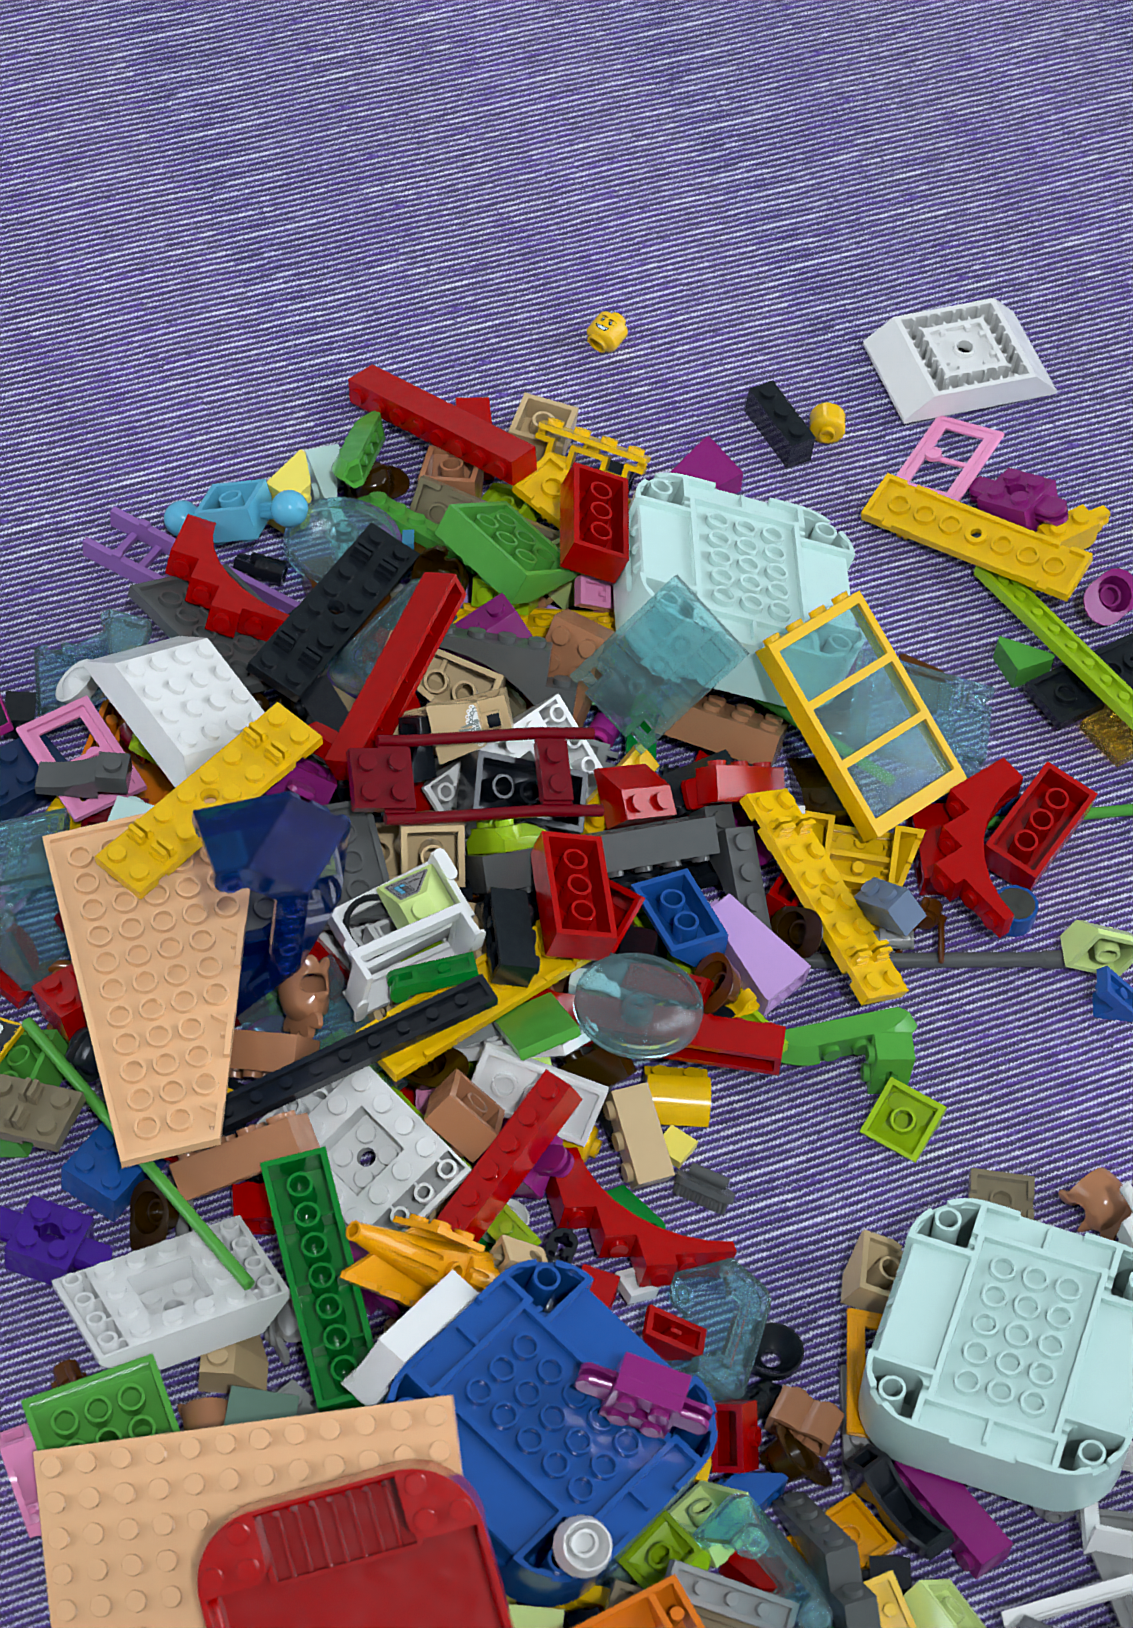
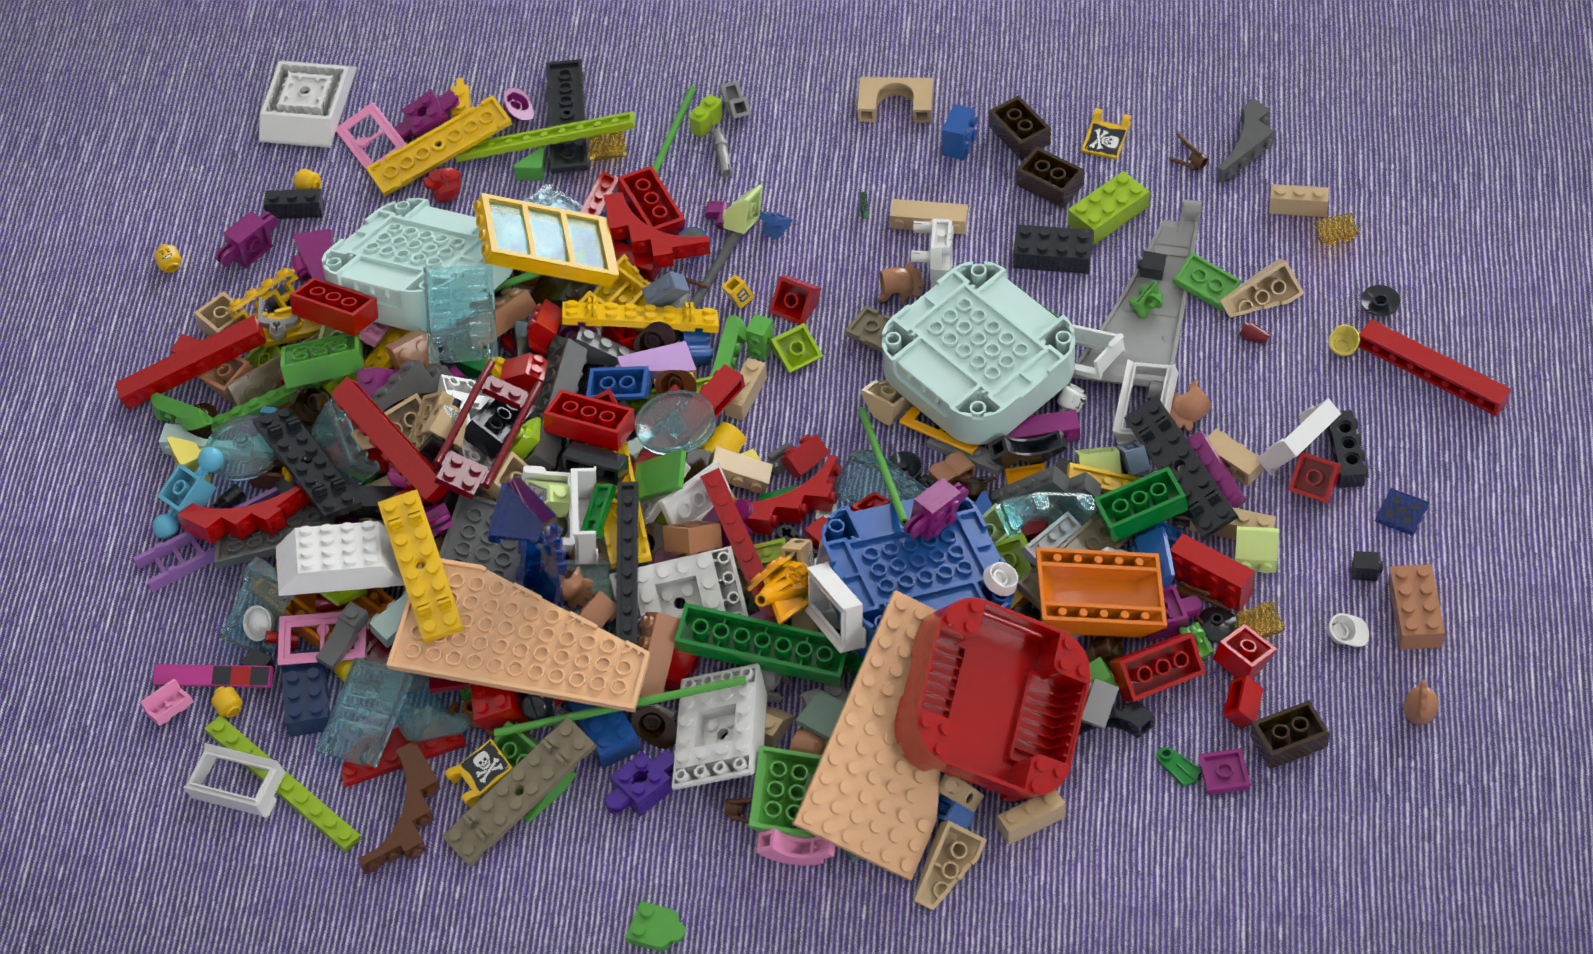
camera: 50 degrees left, 0 degrees up
(72, 732) = (273, 637): none -> red piece
(542, 482) = (276, 327): none -> light grey piece
(684, 398) = (247, 239): none -> magenta brick
(717, 1210) = (805, 455): none -> red brick
(721, 1309) = (883, 466): none -> bright green piece
(796, 1088) = (754, 378): none -> tan brick
(826, 994) = (698, 345): none -> blue brick
(922, 575) = (445, 184): none -> red helmet
(956, 1001) = (737, 291): none -> yellow brick
(993, 1081) = (794, 299): none -> red slope
(1024, 758) = (595, 202): none -> plate
(1034, 1531) = (1071, 398): none -> white head
(1092, 912) = (714, 211): none -> magenta piece

